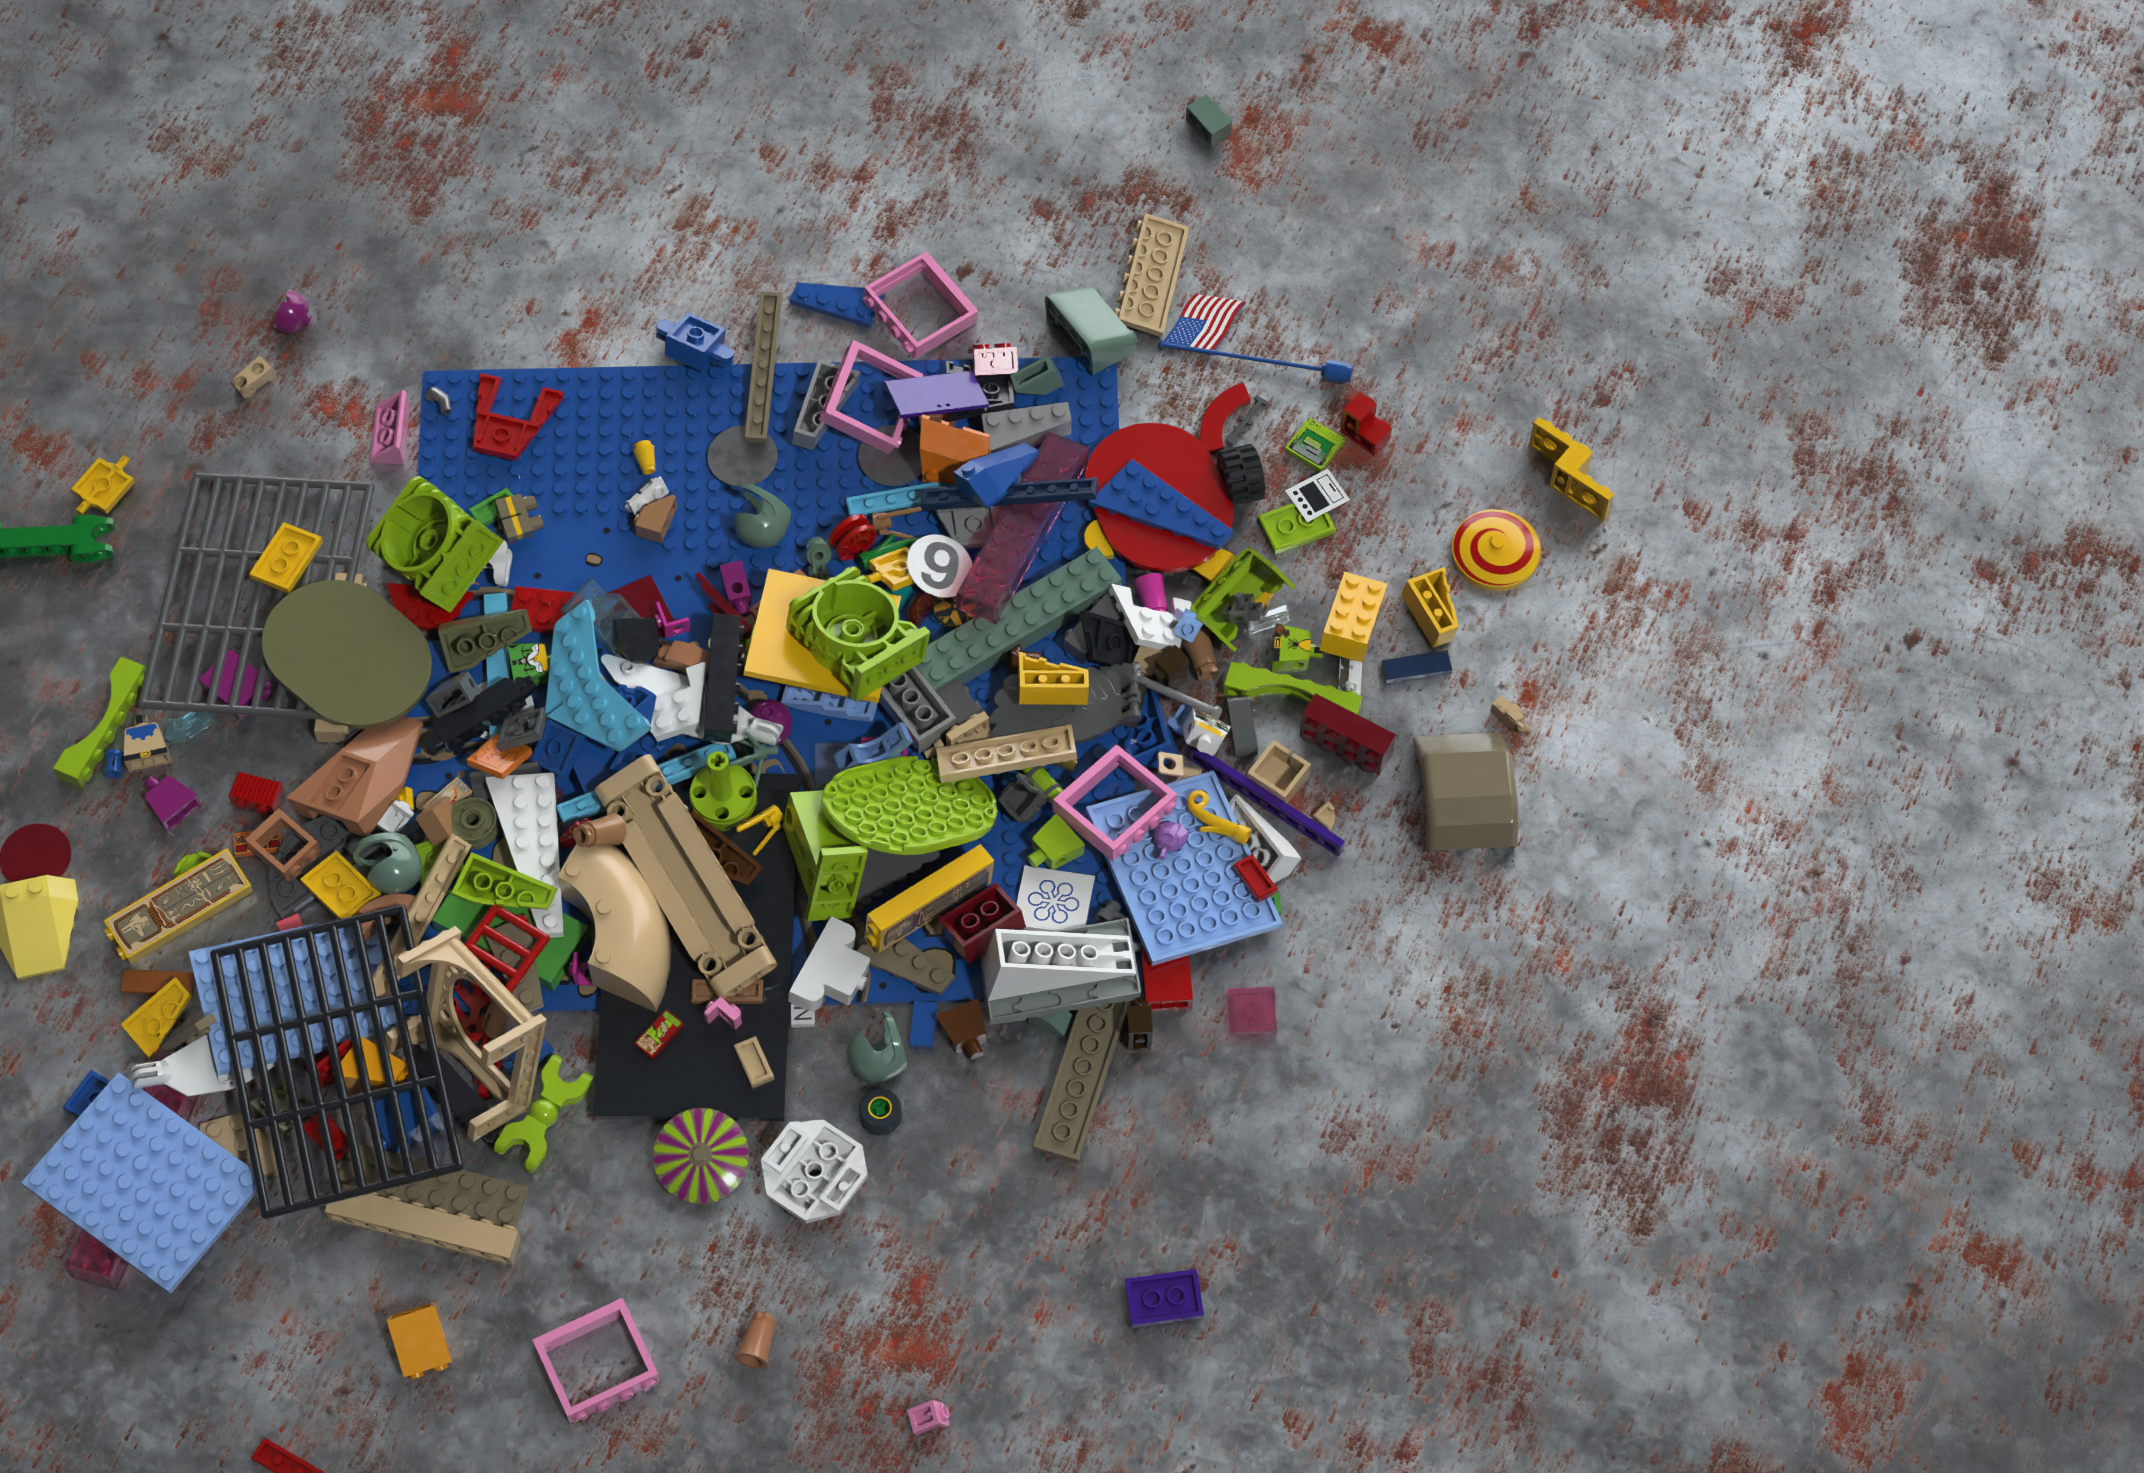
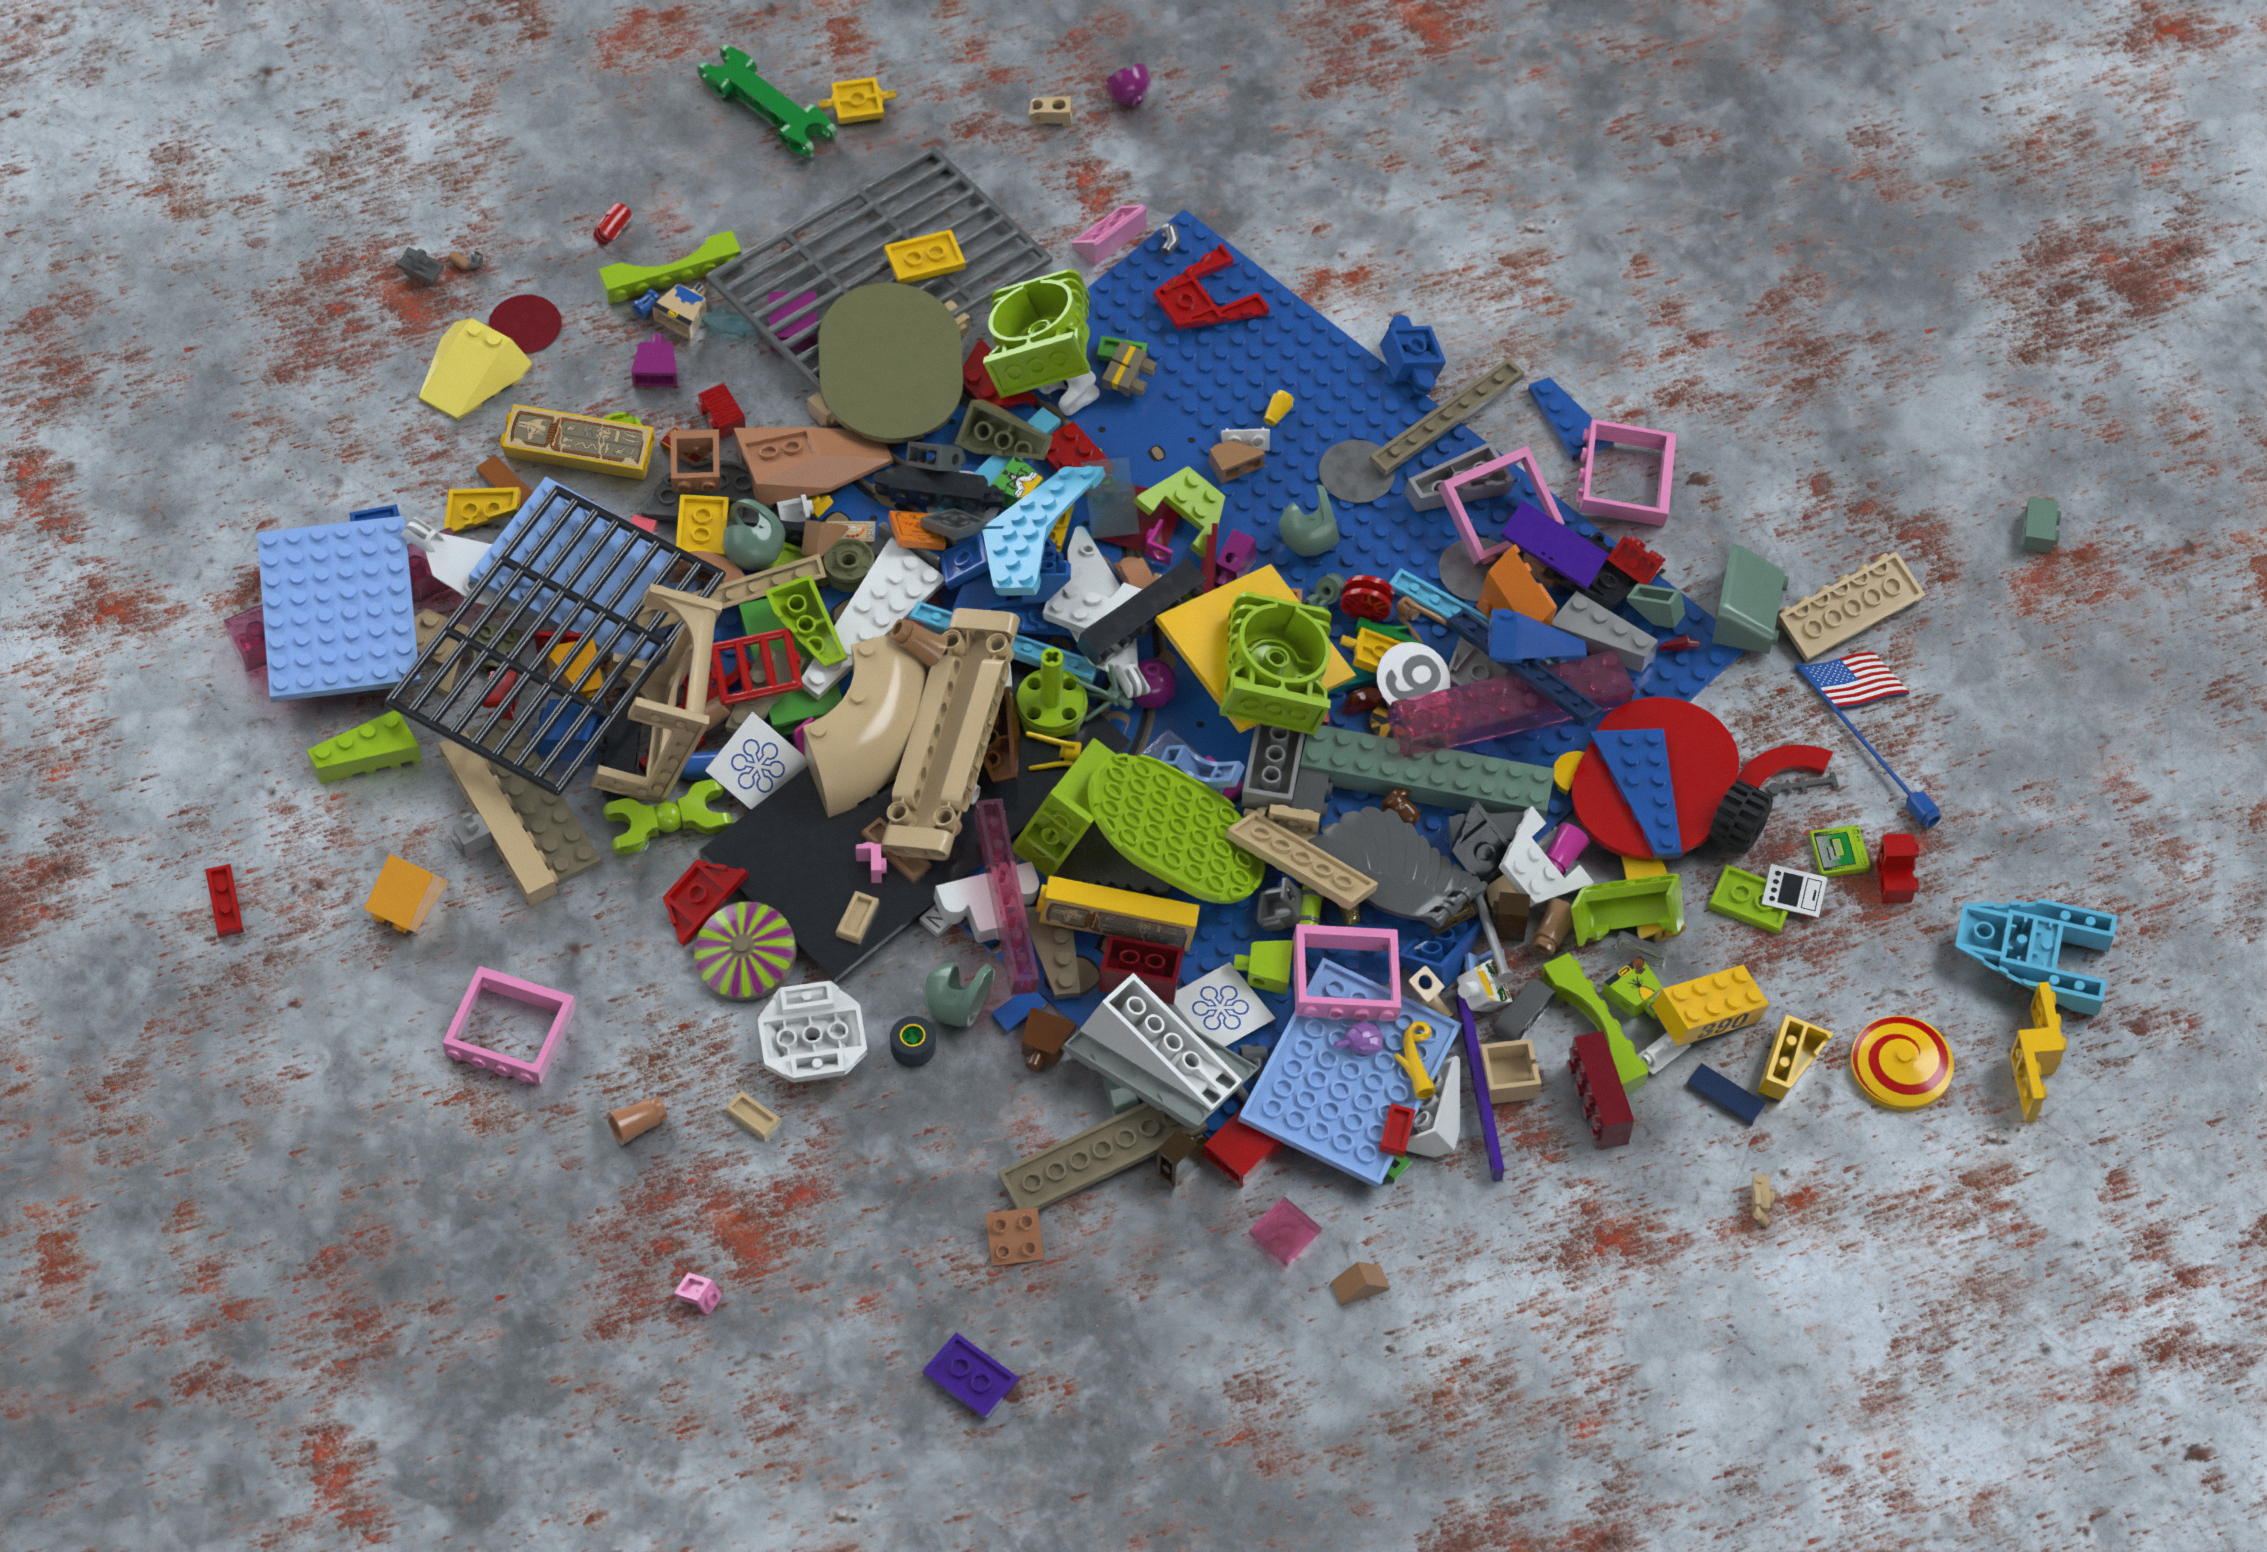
camera: 45 degrees right, 5 degrees down
(21, 727) = (612, 223): none -> red arm
(190, 1034) = (483, 532): dark tan plate -> none
(276, 1255) = (365, 748): none -> lime wedge
(418, 1254) = (471, 834): none -> light grey brick
(571, 1019) = (755, 762): none -> white sticker
(627, 1147) = (700, 895): none -> red wing
(636, 638) = (1116, 533): black tile -> none
(659, 1034) = (811, 834): tile -> none
(661, 570) = (1191, 498): none -> lime wing
(828, 704) = (1210, 712): light blue slope -> none
(828, 1263) = (753, 1115): none -> tan tile
(848, 954) = (1006, 897): none -> clear pink brick
(1051, 683) = (1393, 836): yellow wedge -> none
(1077, 391) = (1679, 644): none -> dark red bar
(1089, 1179) = (1014, 1236): none -> nougat hinge
(1188, 624) = (1560, 890): light blue bracket -> none
(1243, 609) = (1623, 920): dark grey piece -> none
(1325, 816) = (1516, 1141): tan tile -> none
(1333, 1001) = (1359, 1283): none -> medium nougat slope
(1468, 791) = (1647, 1218): dark tan windscreen -> none
(1491, 406) = (2026, 942): none -> medium azure wedge

